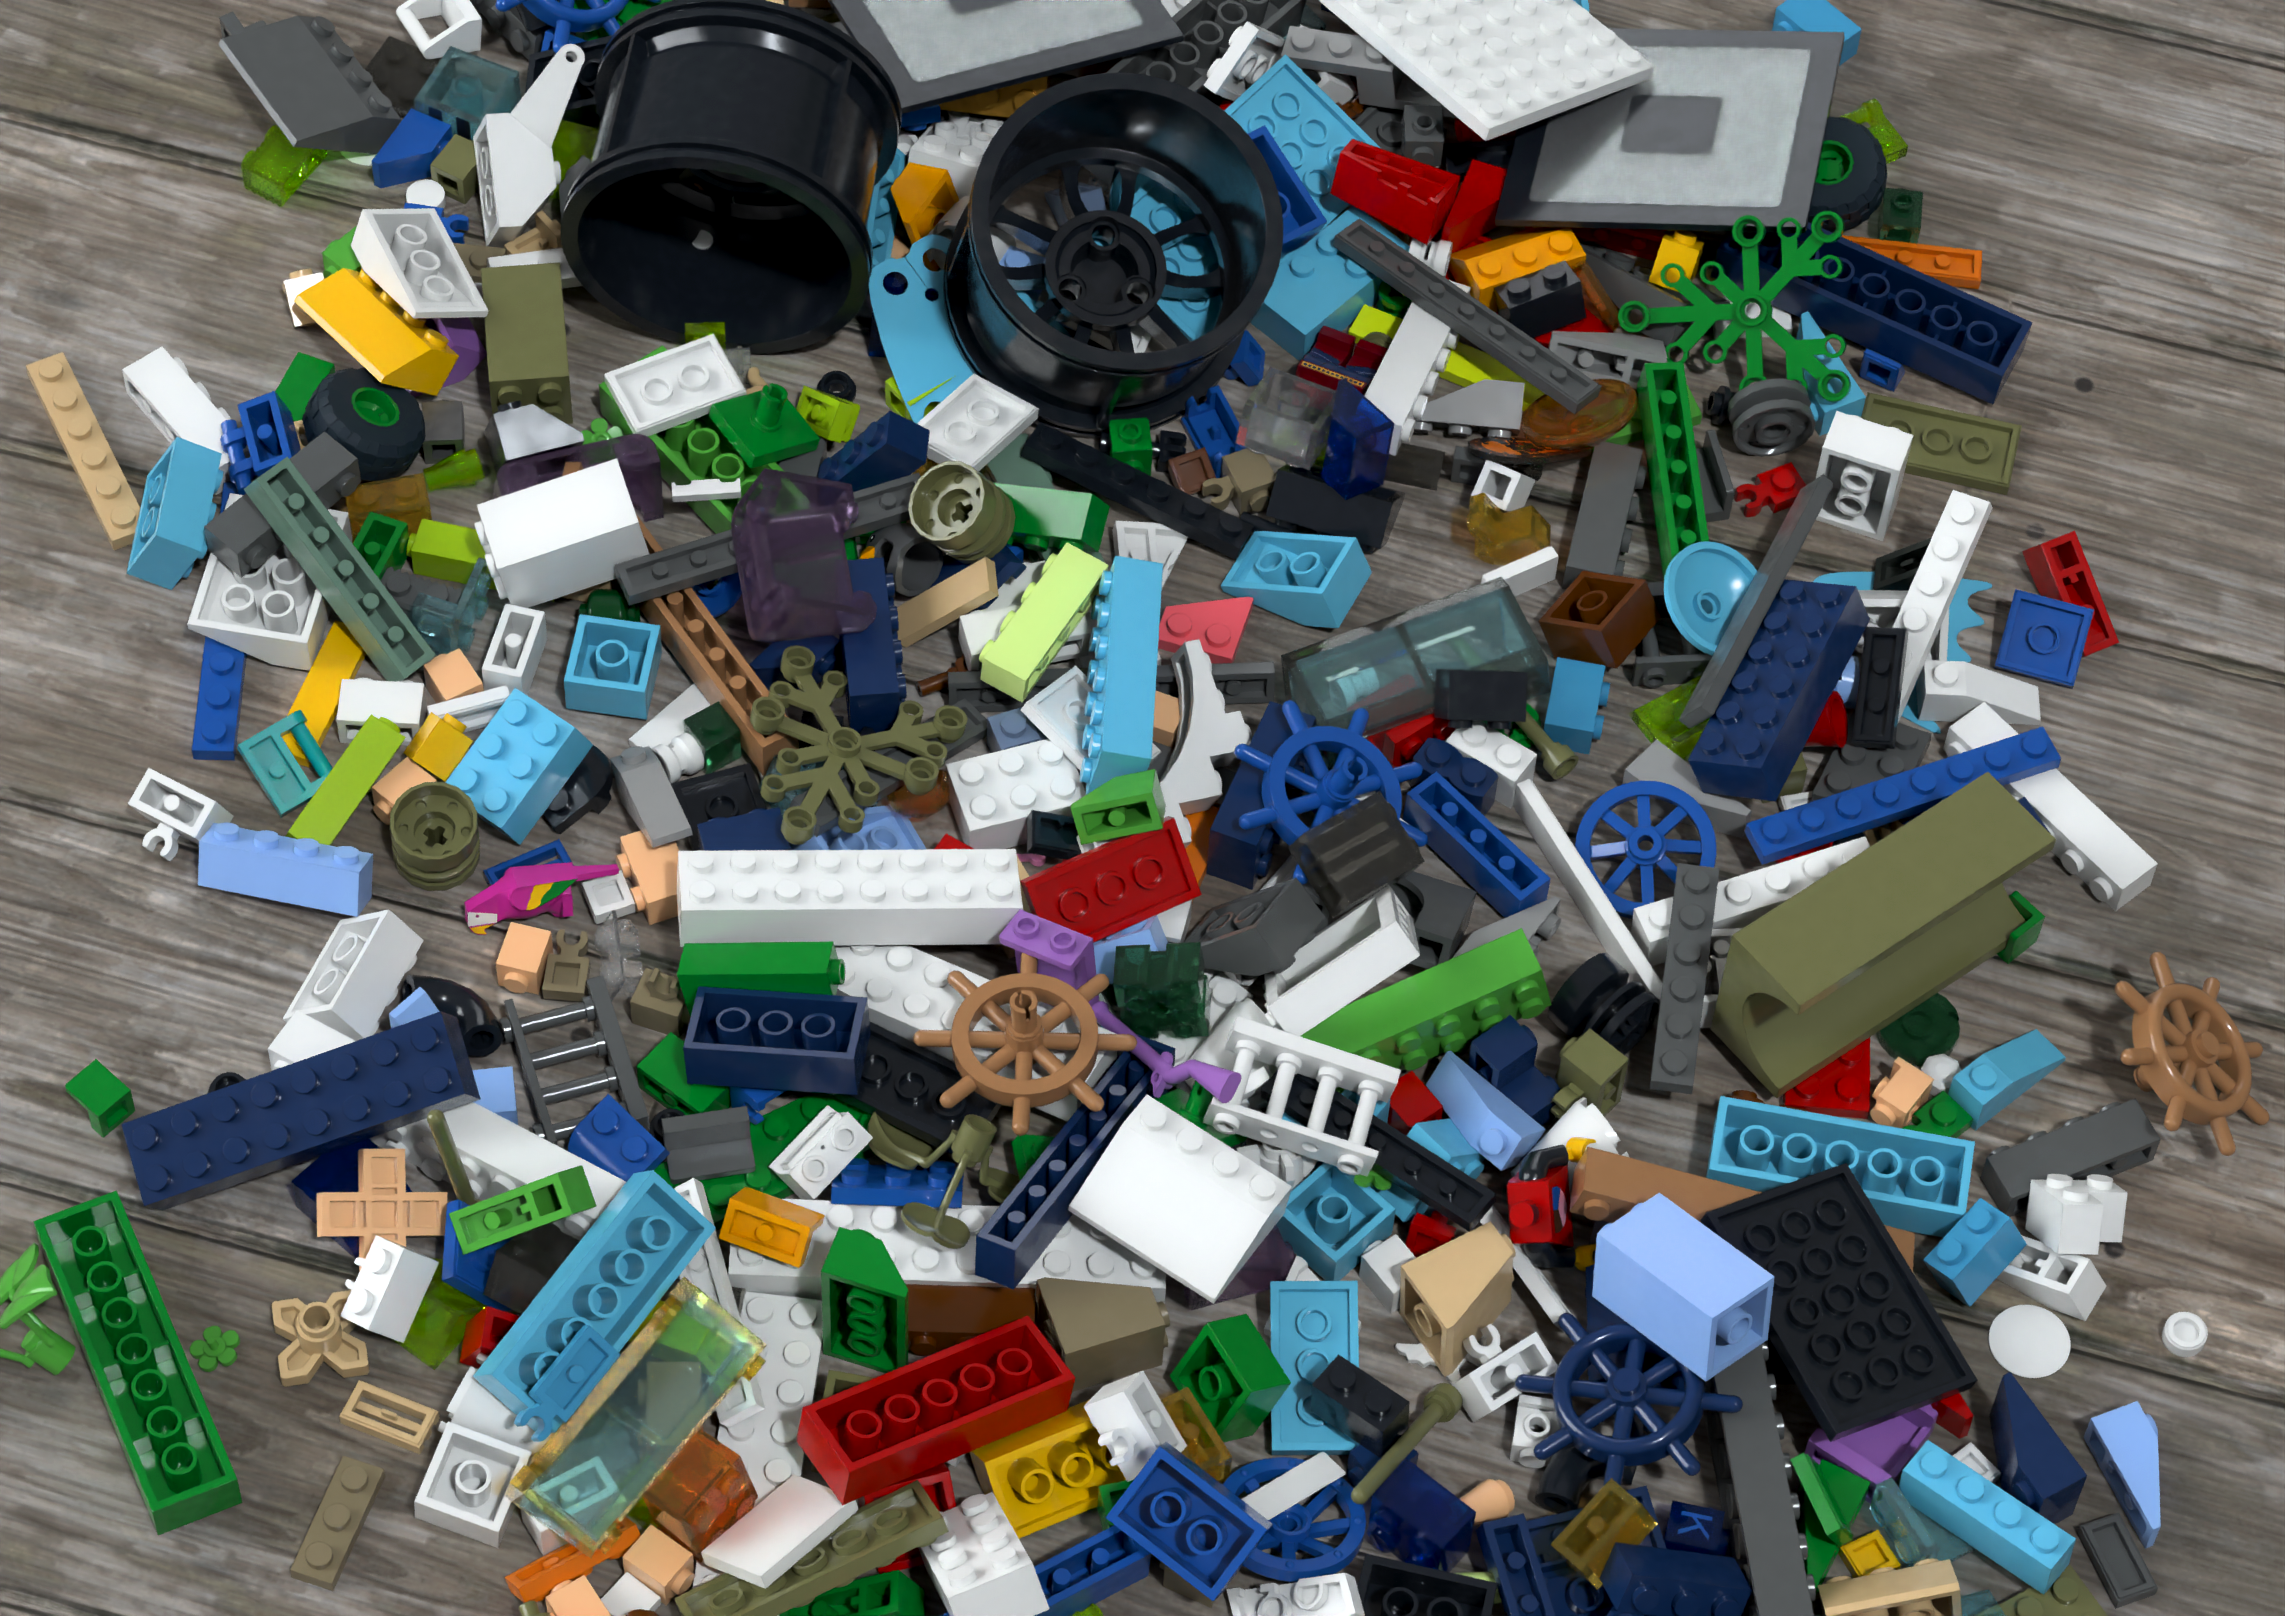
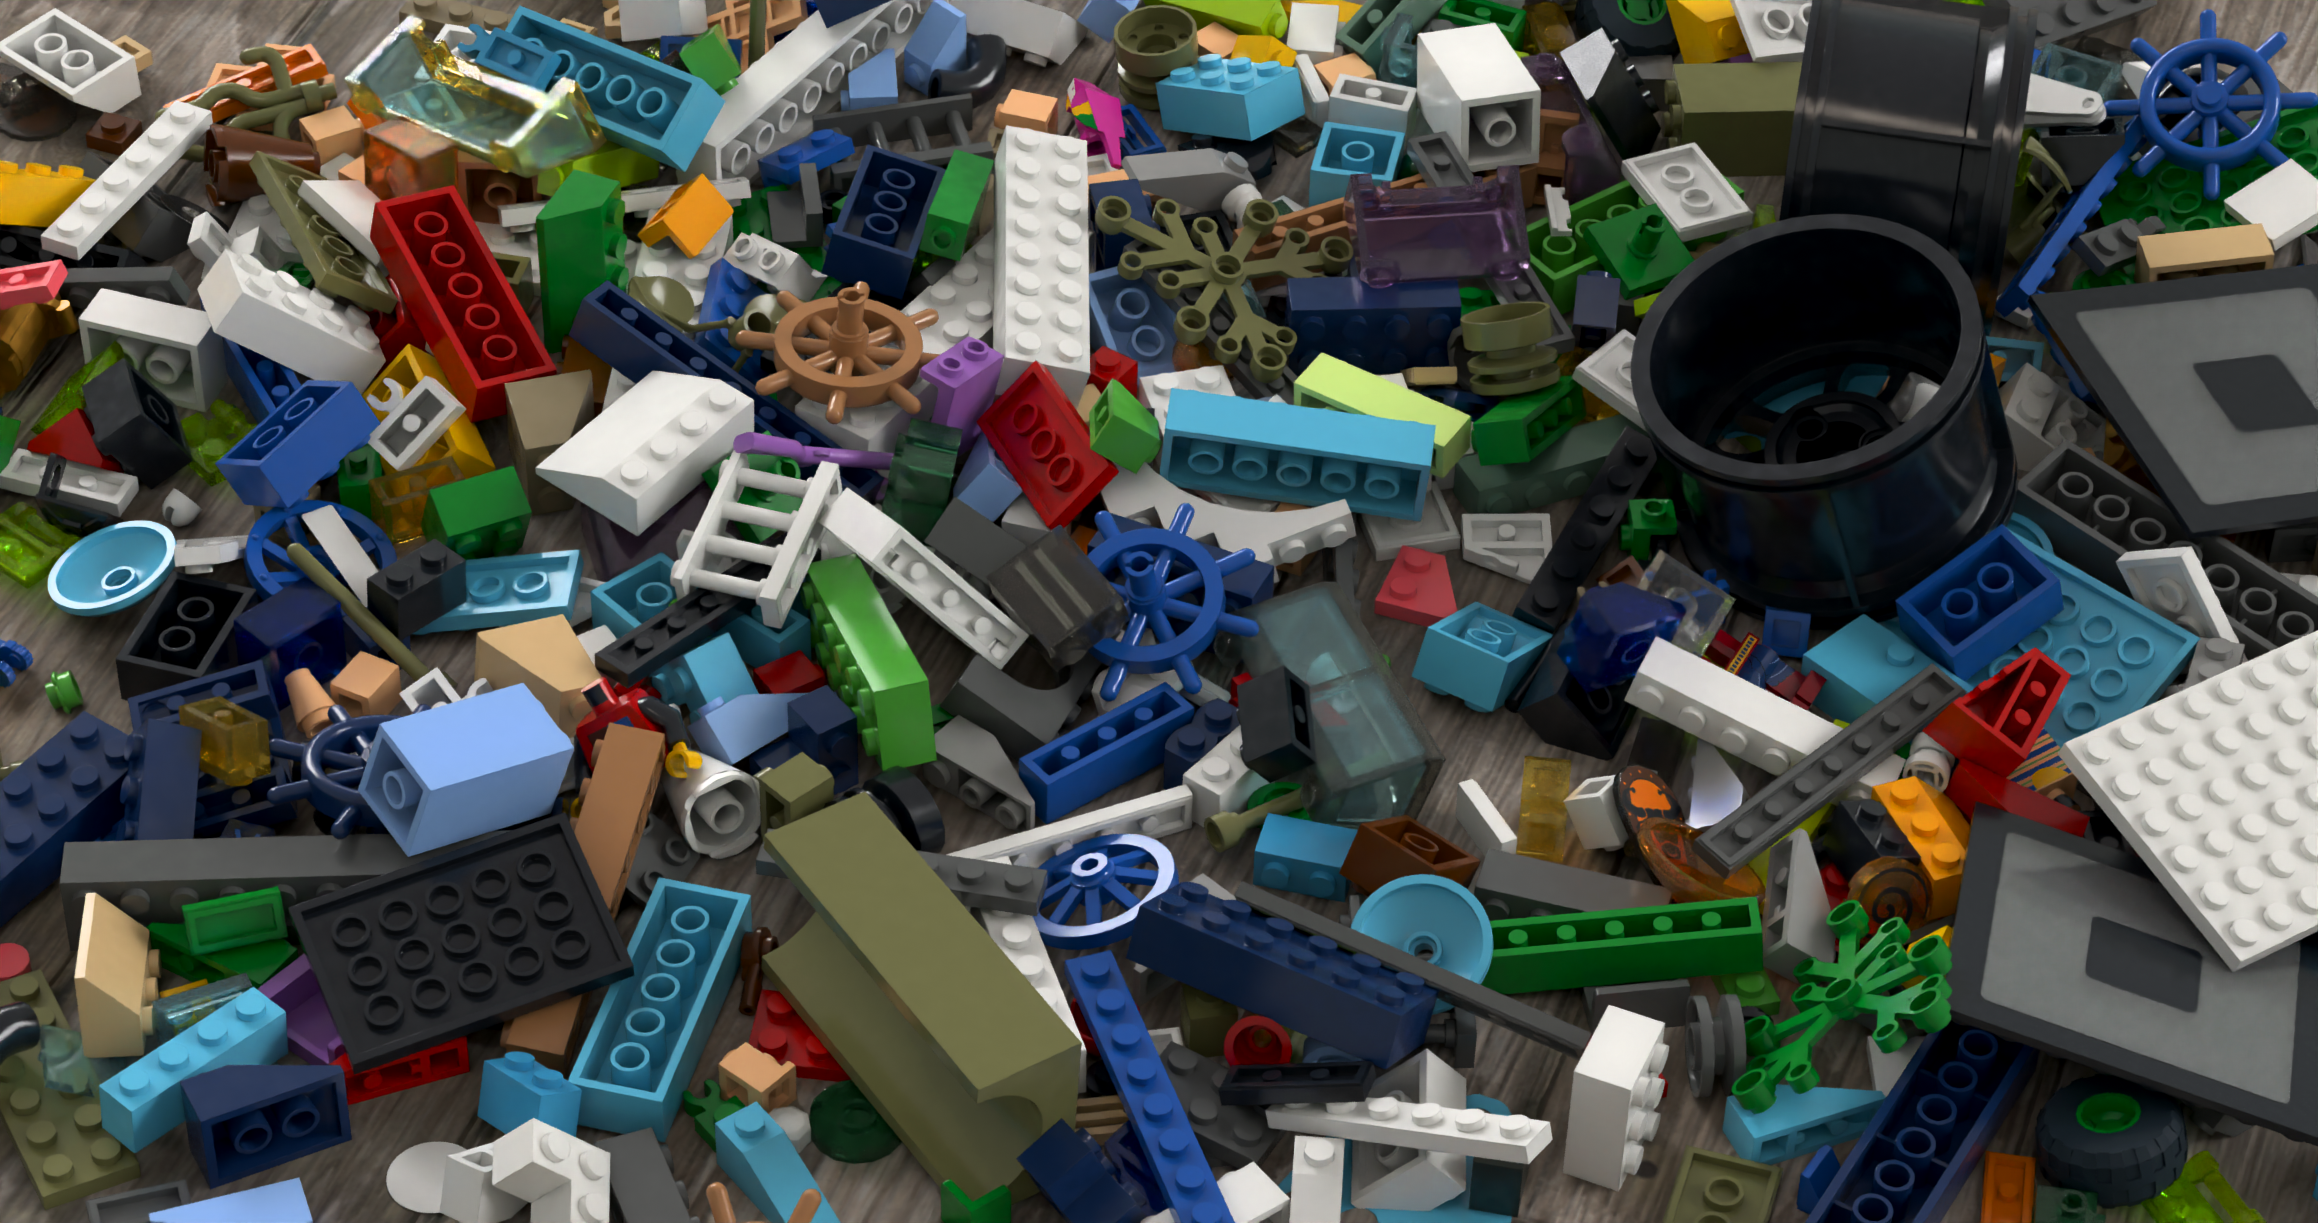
camera: 95 degrees right, 15 degrees down
(1453, 1460) = (367, 686): none -> light nougat brick

